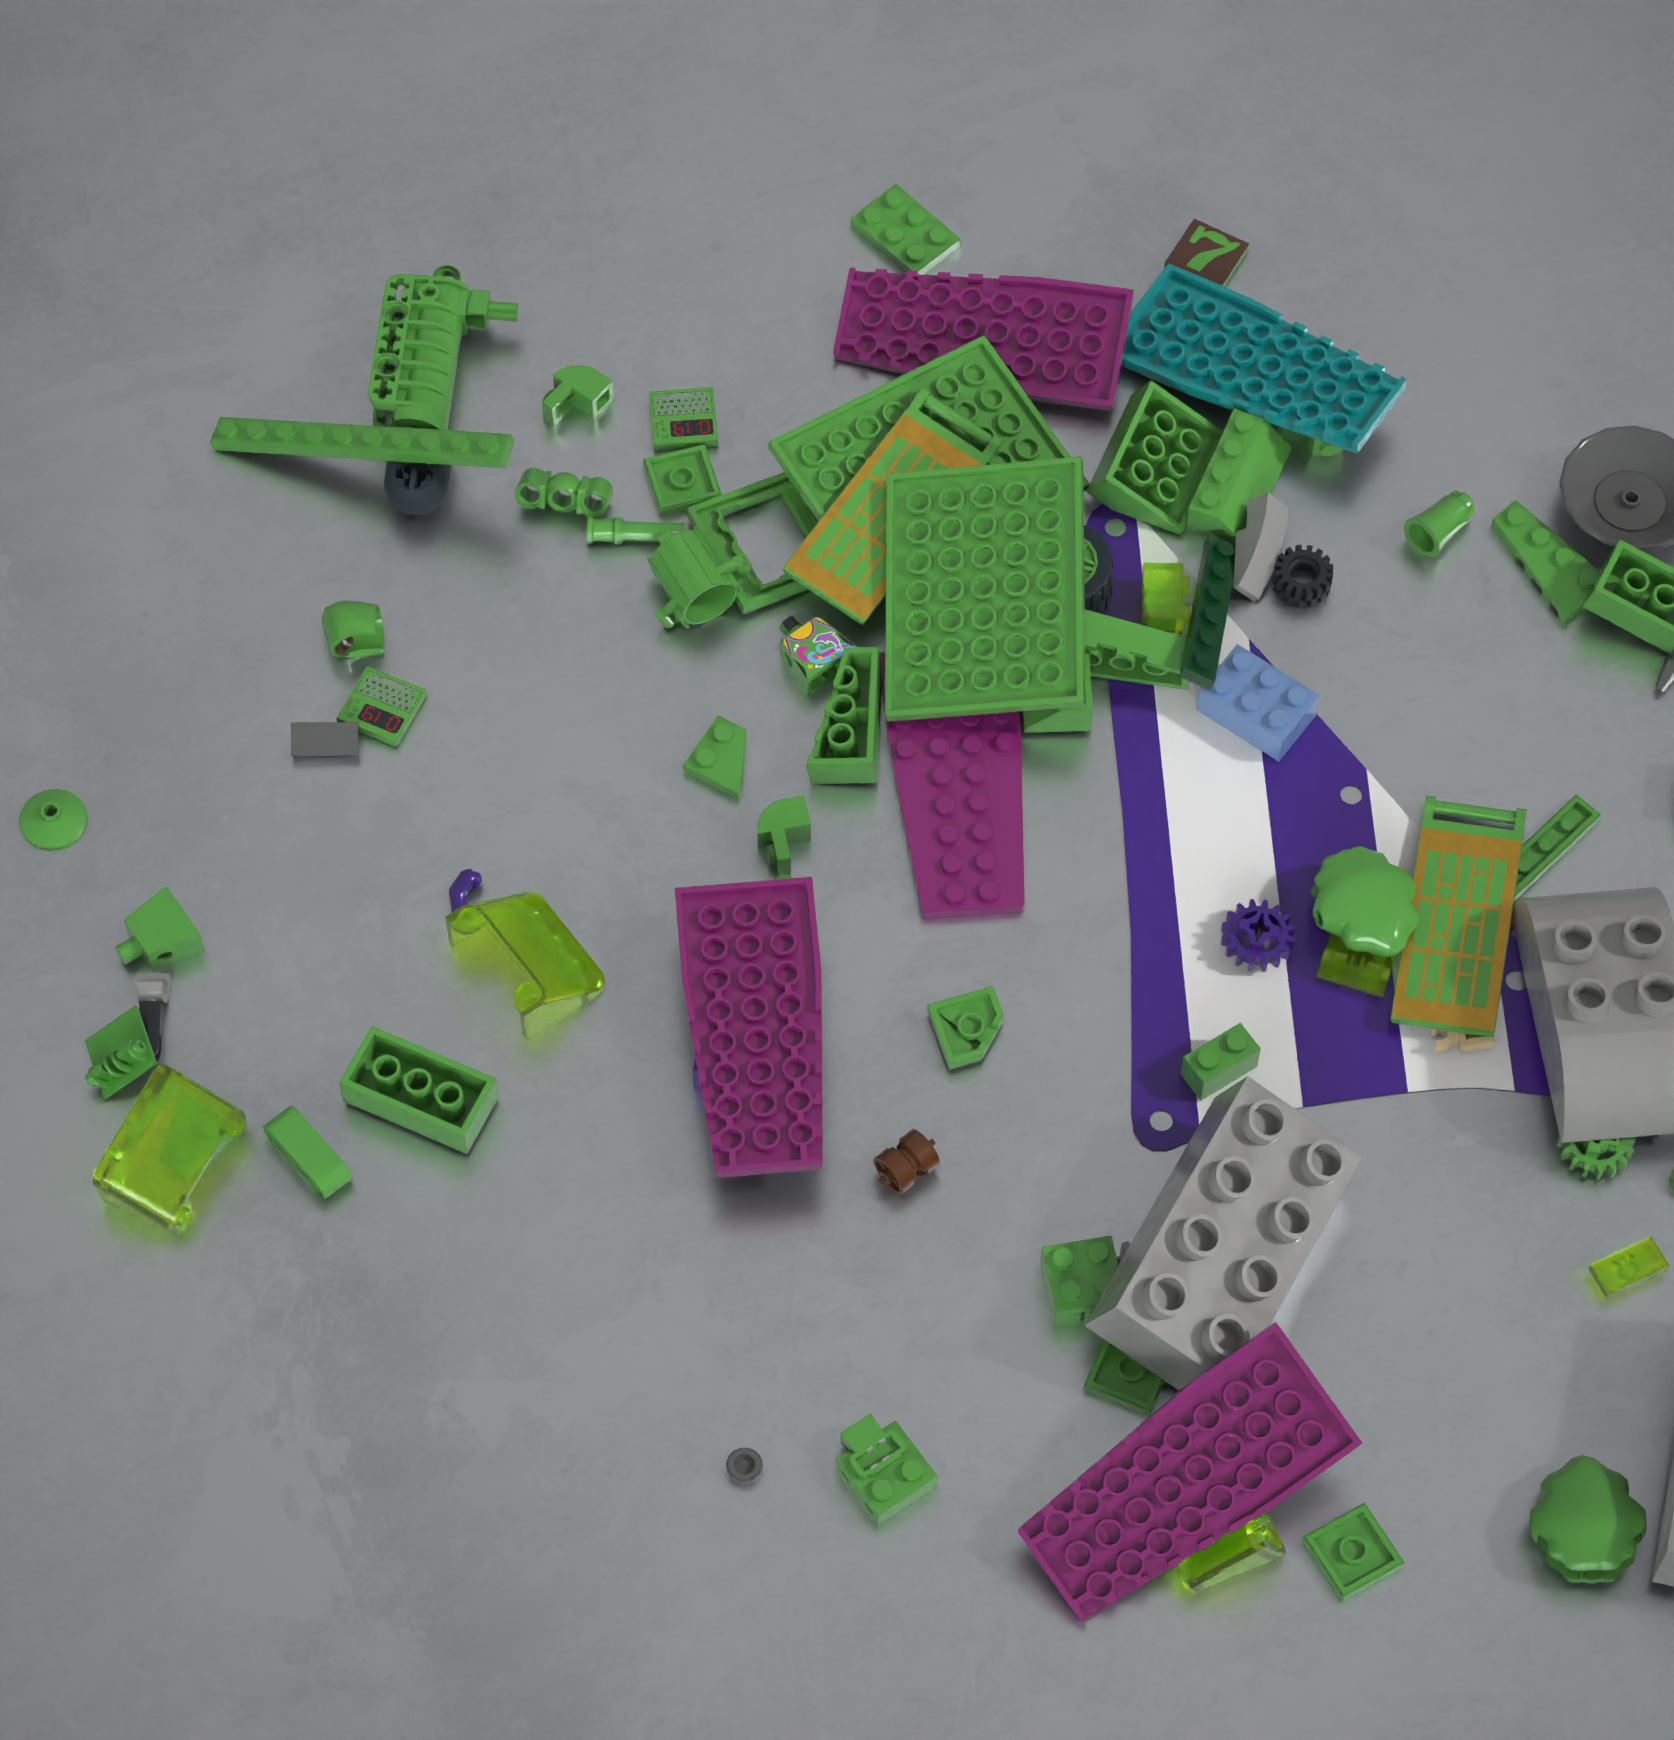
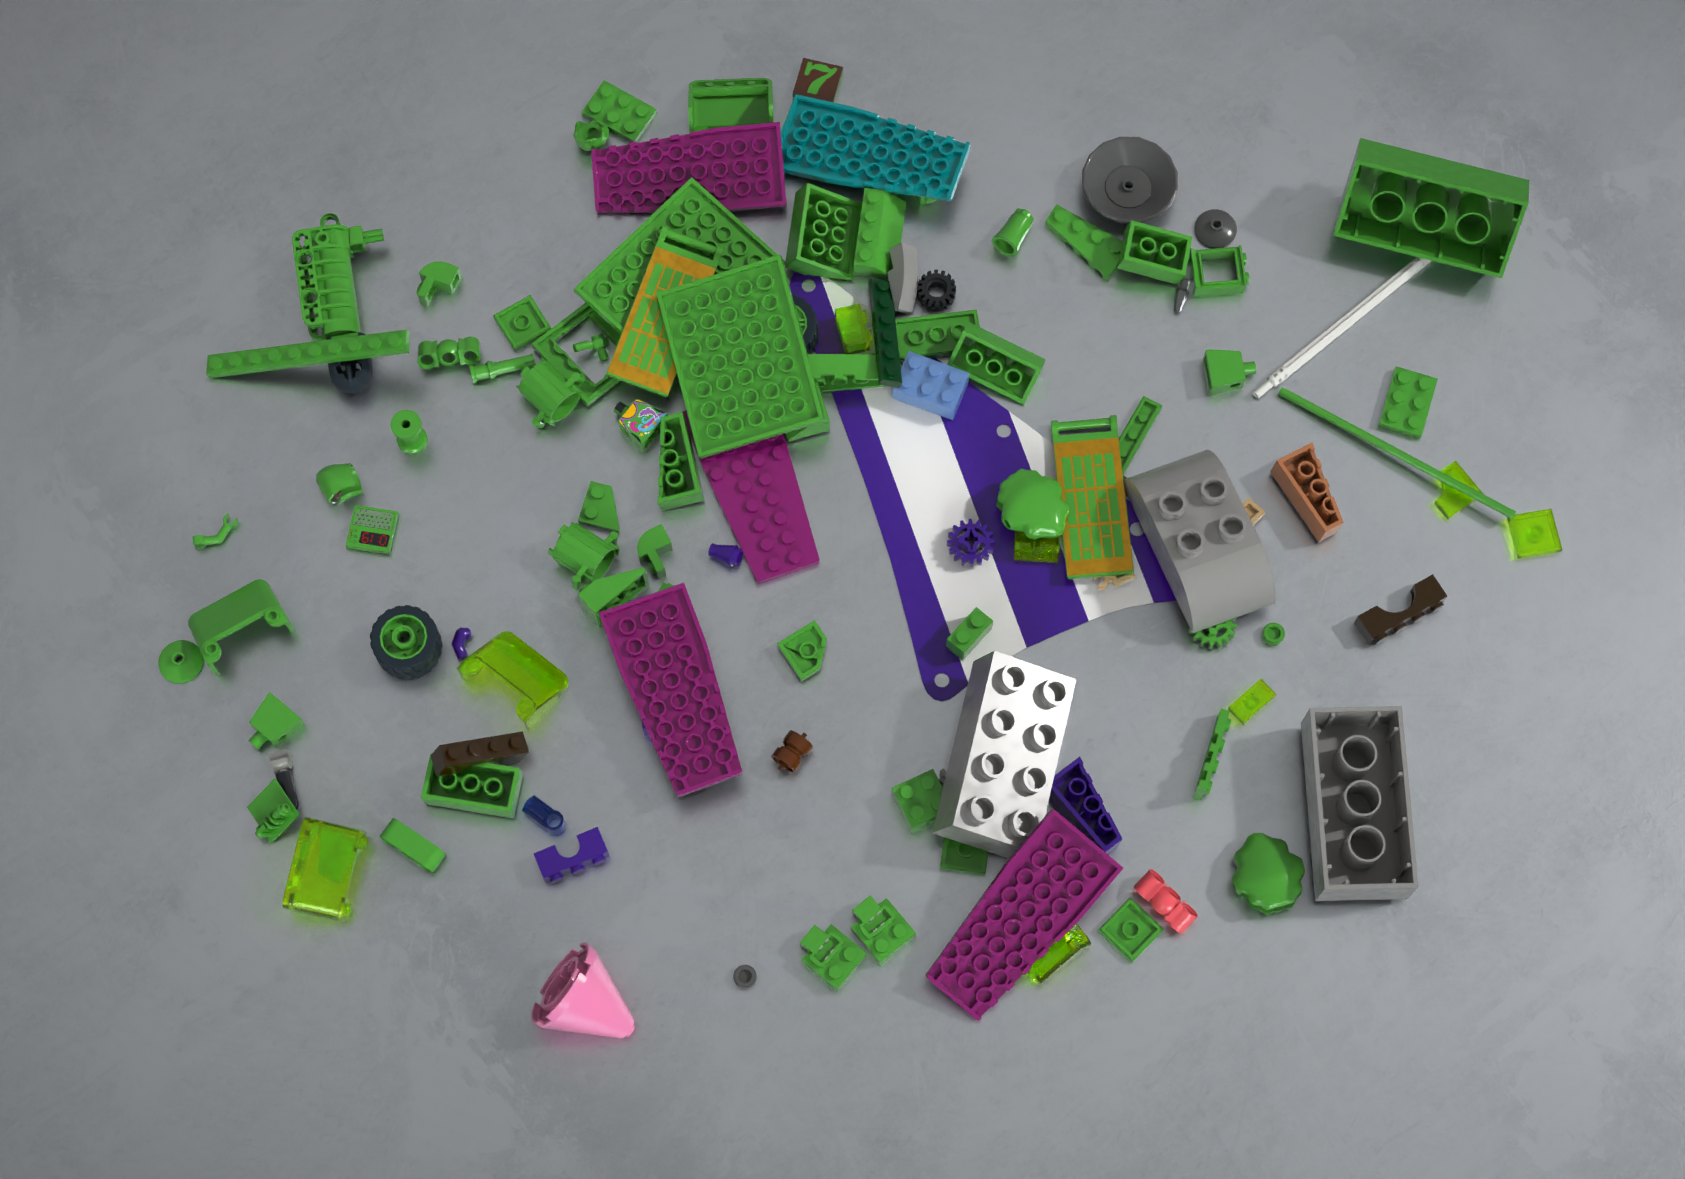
camera: 15 degrees left, 10 degrees up
(133, 662) = (201, 541): none -> bright green arm
(147, 768) = (232, 614): none -> bright green windscreen
(325, 739) = (342, 562): dark grey tile -> none
(383, 867) = (406, 642): none -> black wheel
(409, 1035) = (458, 756): none -> dark brown arch
(473, 570) = (409, 432): none -> bright green piece
(495, 1430) = (583, 998): none -> bright pink cone
(509, 1235) = (591, 851): none -> dark purple arch
(513, 1159) = (544, 815): none -> clear blue piece
(679, 809) = (584, 553): none -> bright green container
(683, 418) = (511, 280): bright green tile -> none
(703, 865) = (611, 592): none -> bright green slope
(784, 531) = (598, 343): none -> bright green piece
(855, 250) = (591, 134): none -> bright green hair
(890, 864) = (727, 554): none -> dark purple cone
(969, 1449) = (881, 928): none -> bright green piece
(1068, 252) = (729, 102): none -> bright green windscreen
(1292, 637) = (932, 334): none -> bright green tile
(1322, 1334) = (1083, 807): none -> dark purple wedge
(1365, 694) = (996, 362): none -> bright green slope
(1418, 1521) = (1166, 901): none -> coral piece
(1539, 1340) = (1210, 763): none -> bright green wing

